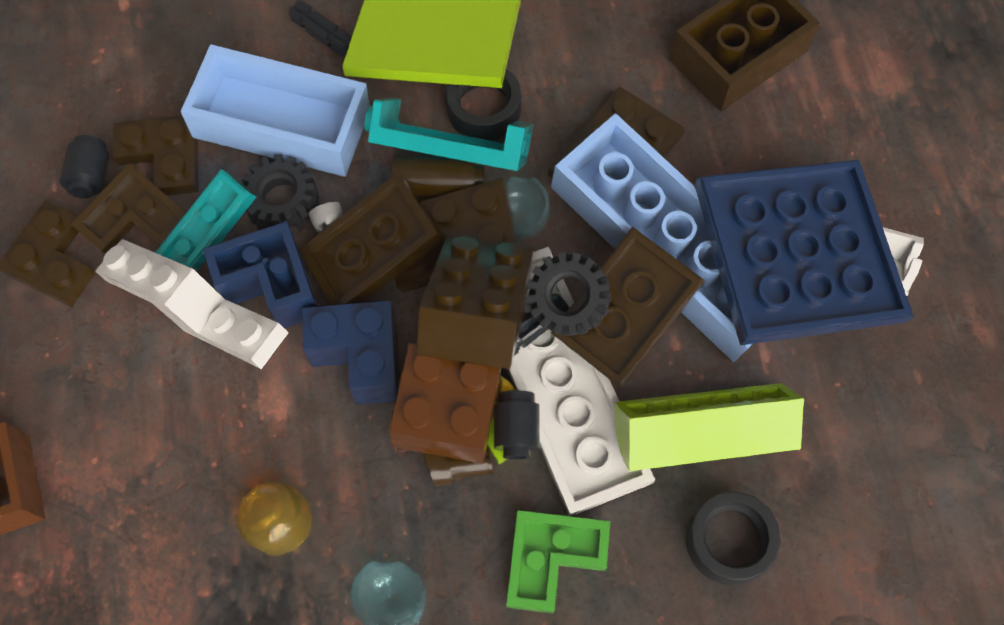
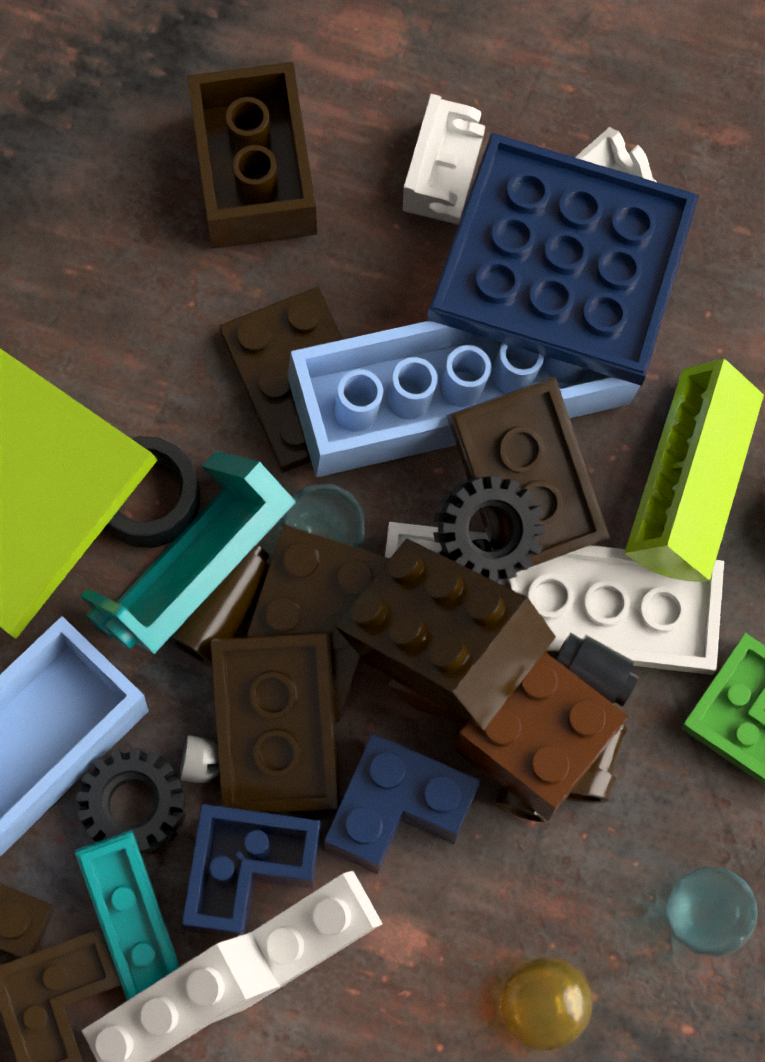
camera: 65 degrees left, 5 degrees up
(826, 144) = (443, 160): none -> white hinge

